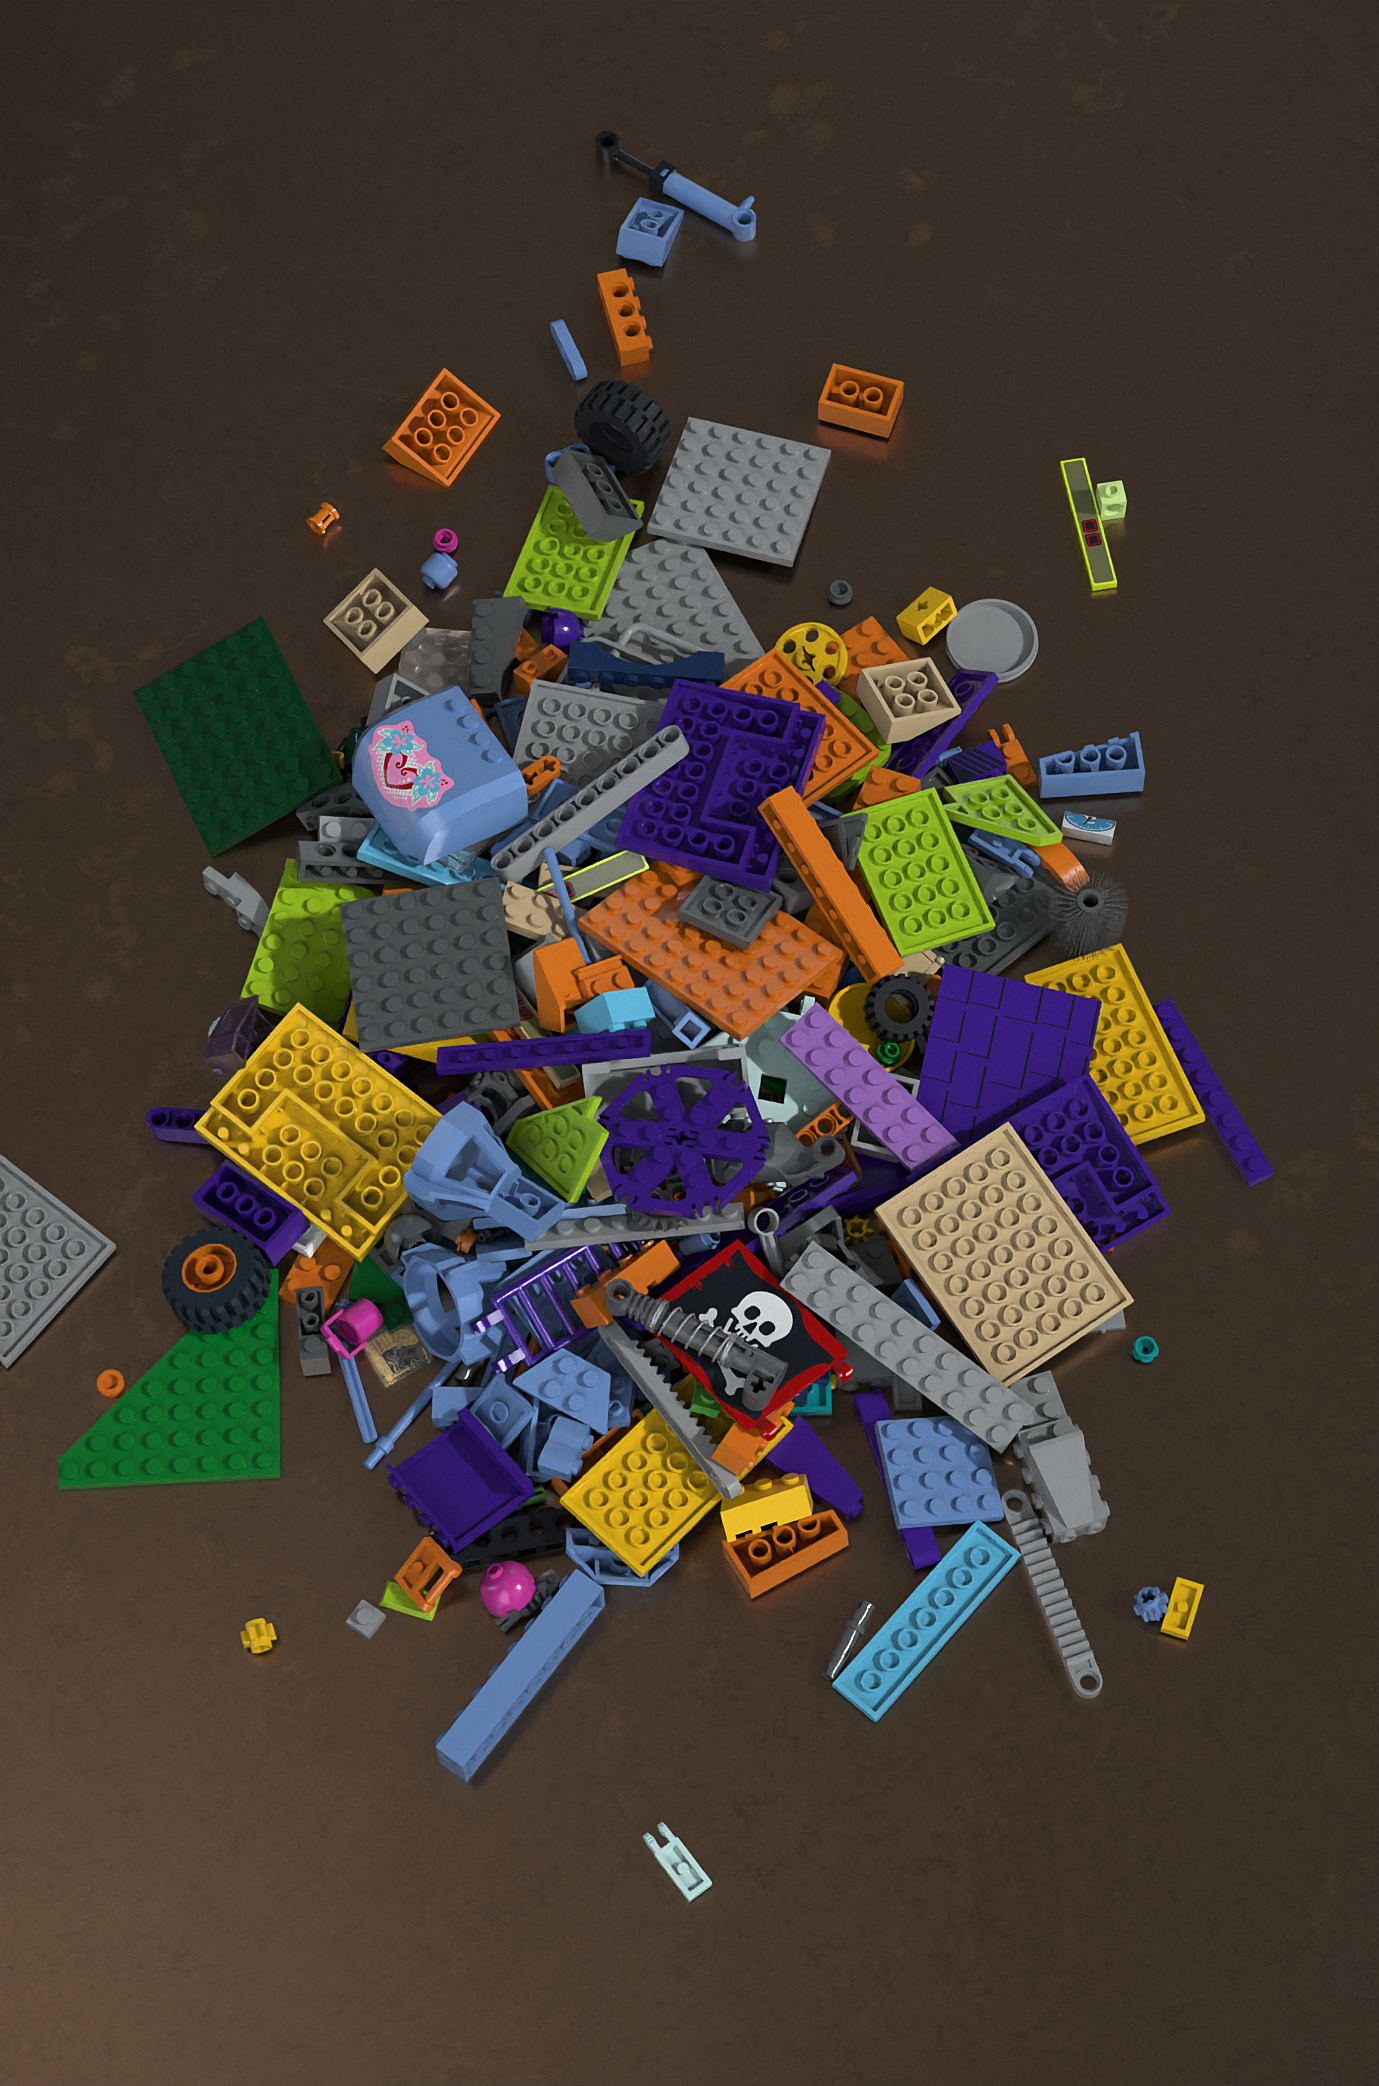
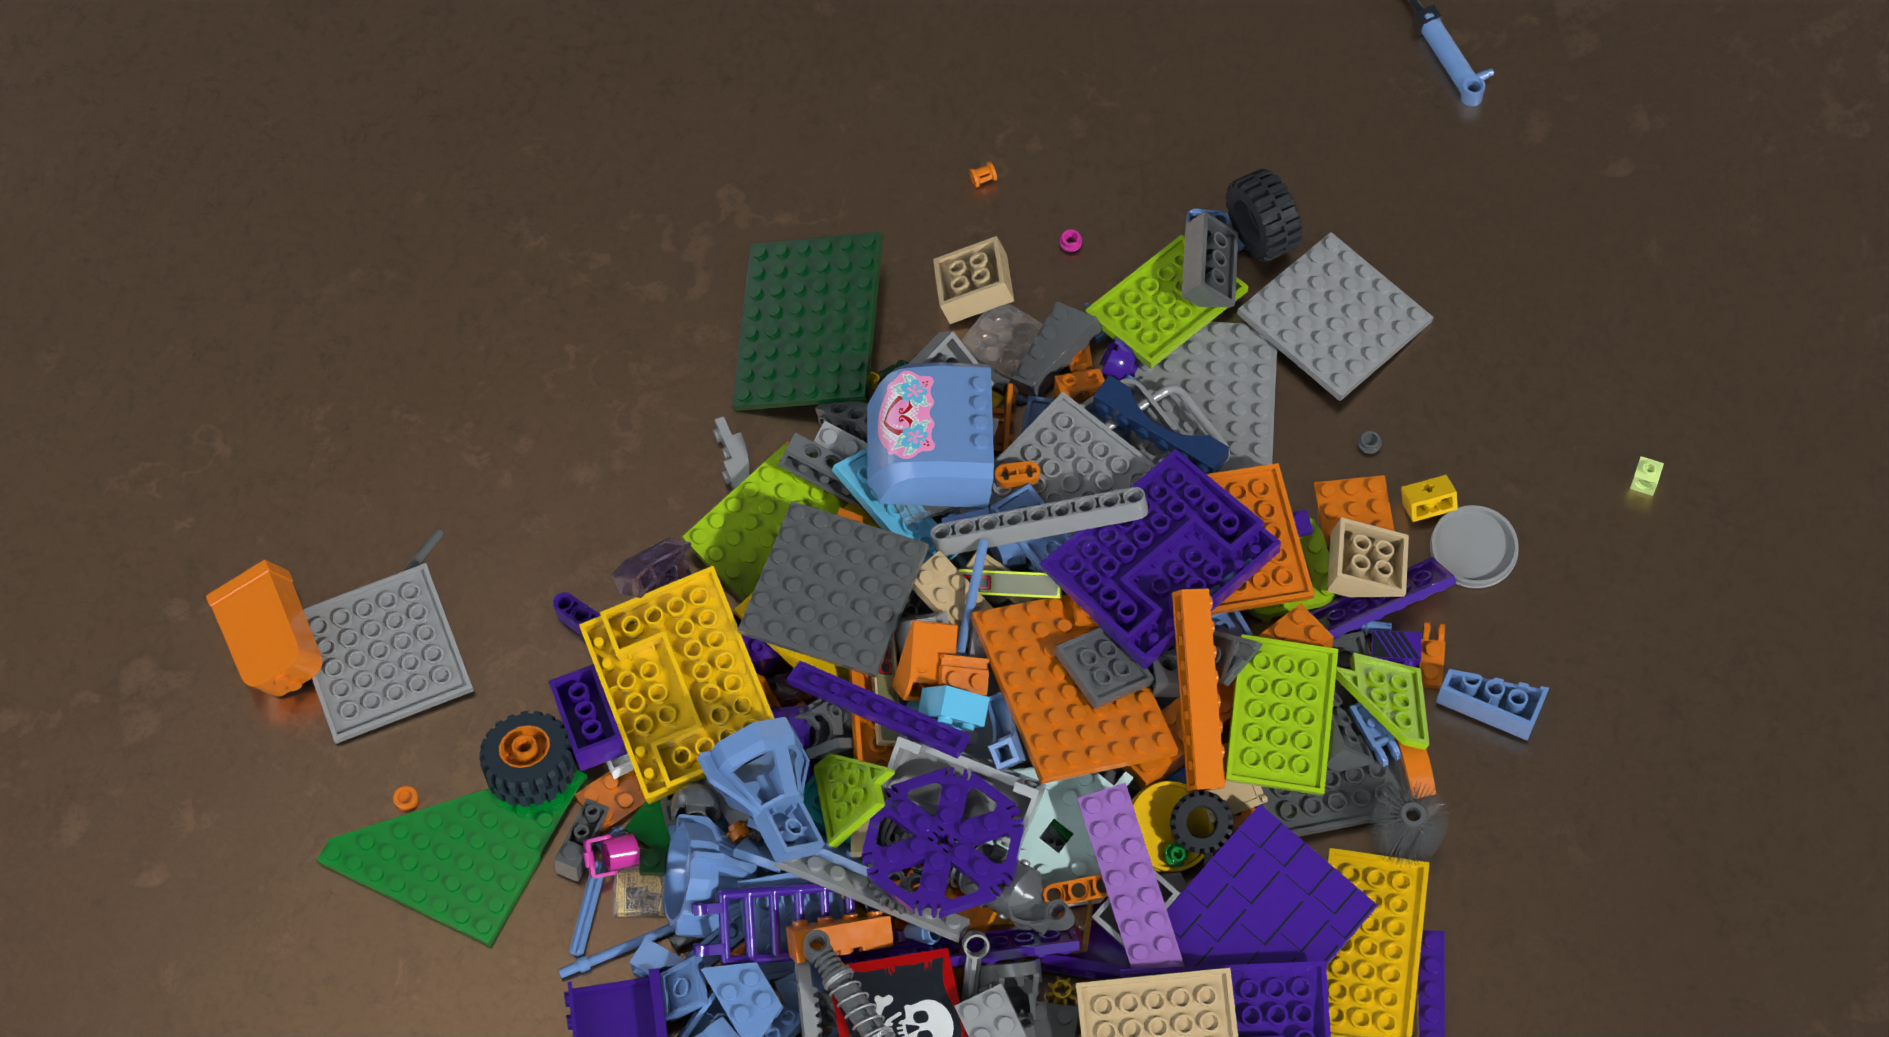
camera: 30 degrees right, 0 degrees up
(439, 570) = (1050, 263): medium blue head -> none
(441, 429) = (1121, 146): orange slope -> none
(568, 350) = (1264, 128): medium blue beam -> none
(627, 332) = (1318, 152): orange brick -> none
(649, 232) = (1389, 60): medium blue slope -> none
(816, 650) = (1318, 480): yellow wedge -> none
(860, 400) = (1481, 287): orange brick -> none
(1088, 524) = (1616, 487): tile -> none
(1088, 828) = (1461, 748): slope -> none

